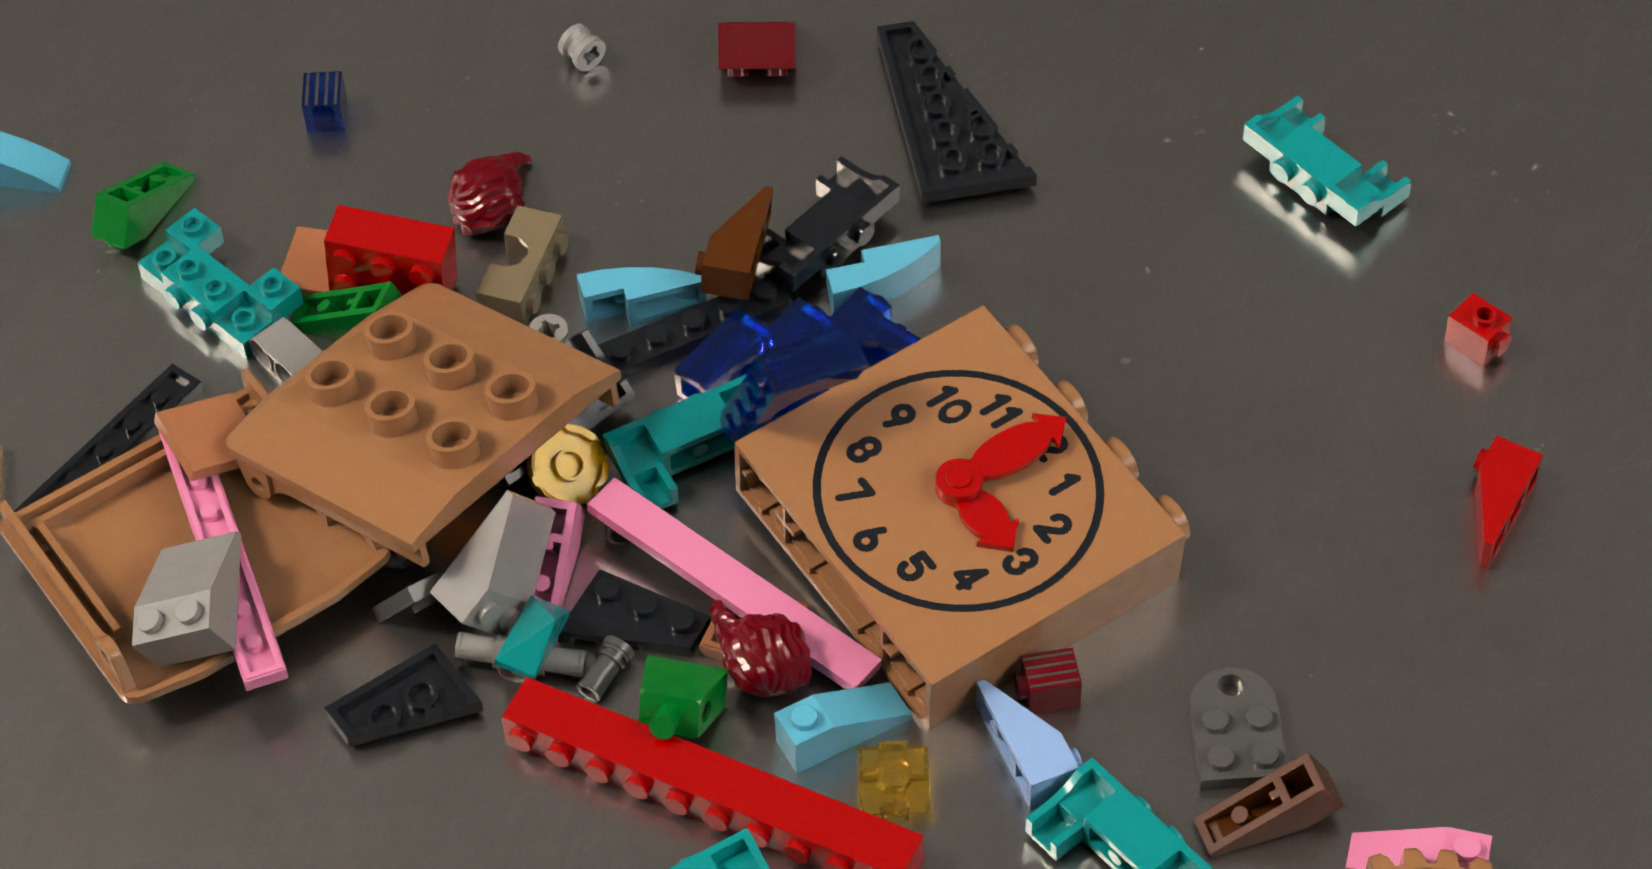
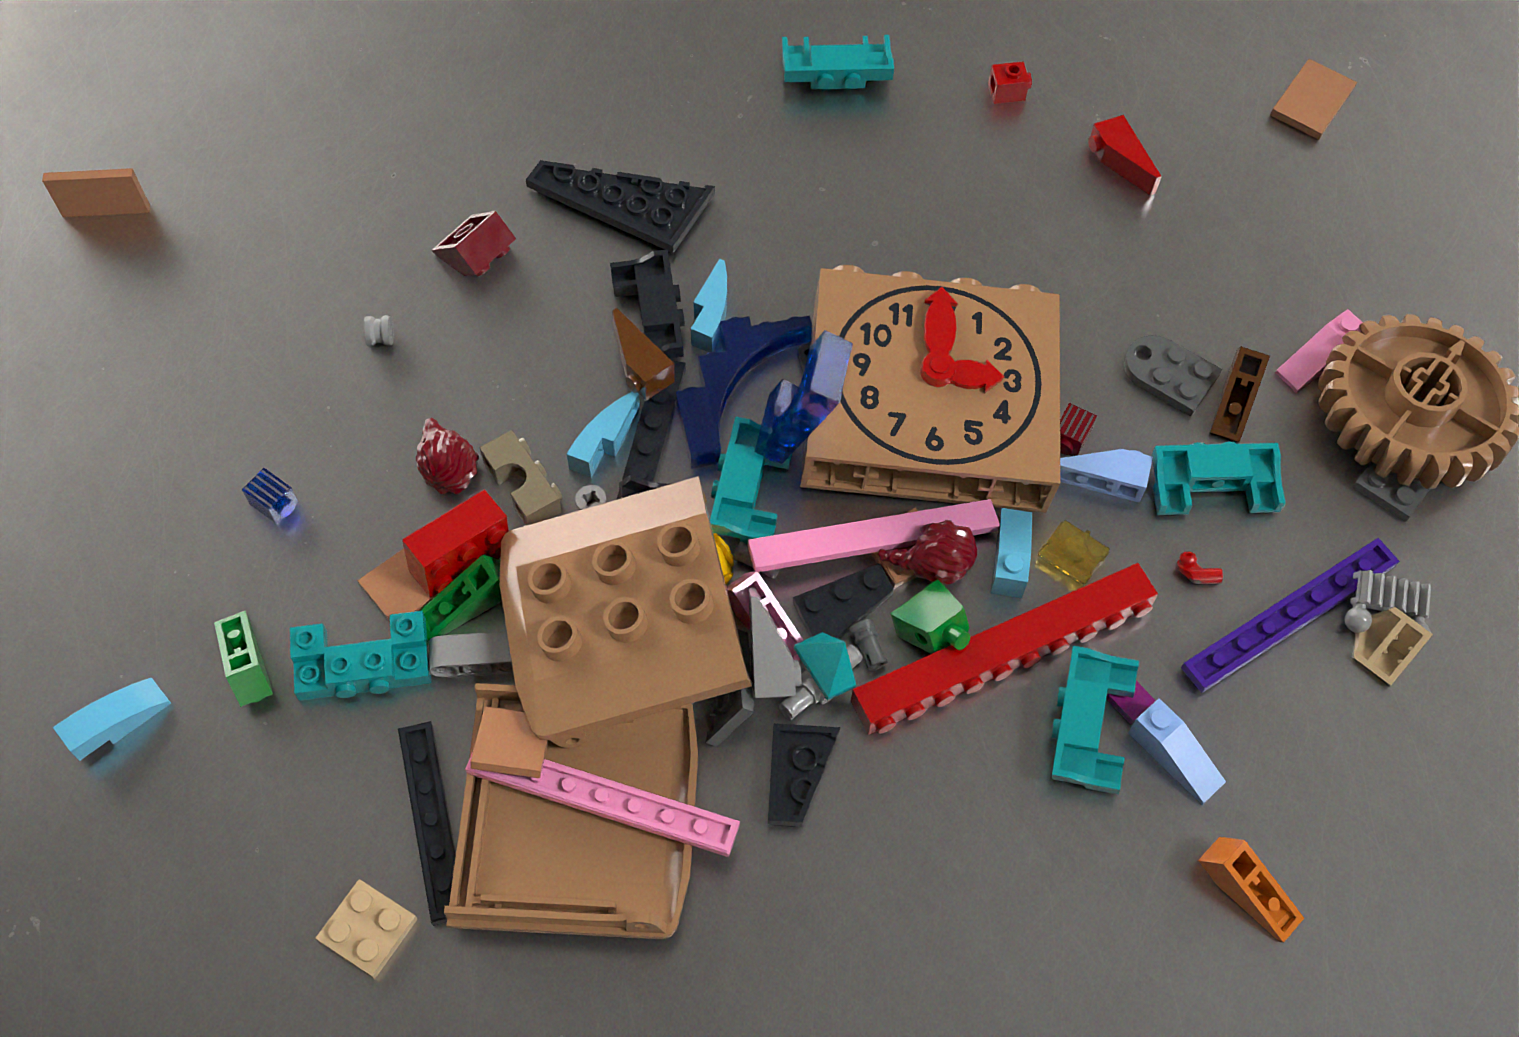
camera: 55 degrees left, 10 degrees up
(190, 602) = (634, 840): light grey slope -> none

